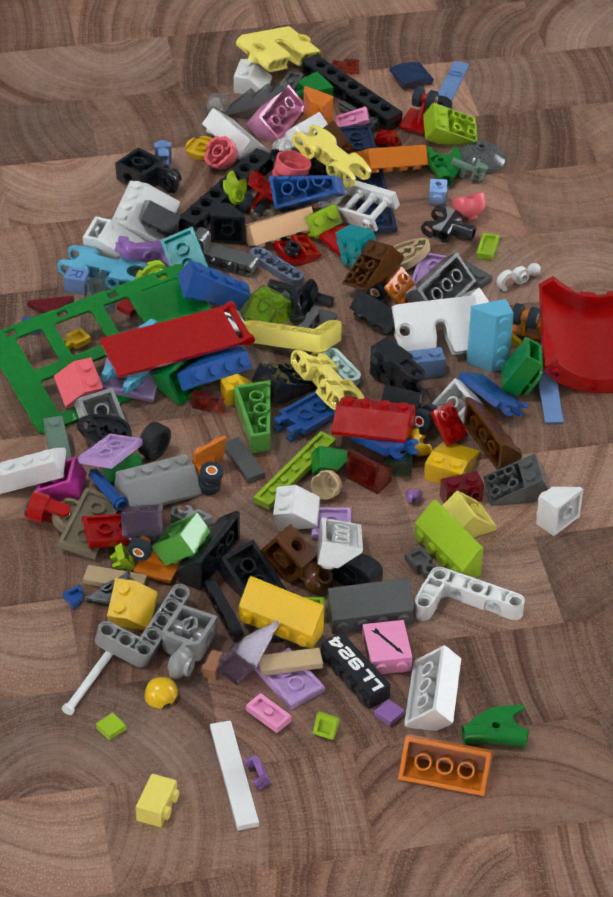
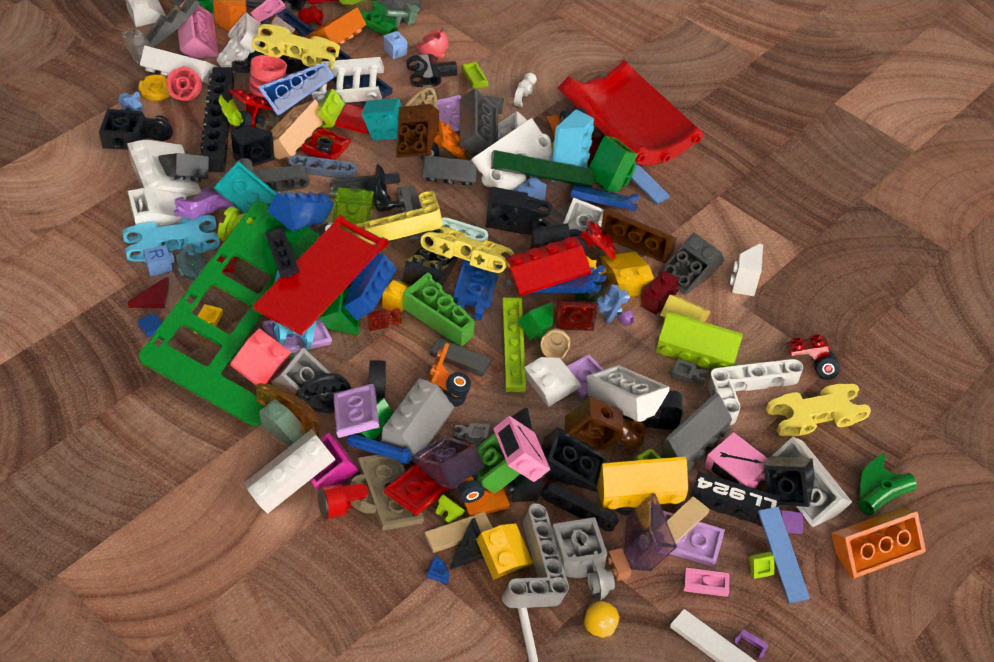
camera: 40 degrees left, 5 degrees up
(71, 424) = (303, 411): none -> clear orange slope
(158, 309) = (282, 252): none -> black plate
(195, 532) = (521, 449): none -> bright pink brick
(350, 727) = (783, 555): none -> medium blue piece
(404, 477) = (611, 303): none -> medium blue hips
(410, 675) = (790, 479): none -> black slope
(452, 343) = (541, 168): none -> dark green tile
(521, 650) = (805, 413): none -> light yellow piece
(557, 613) = (817, 347): none -> red plate

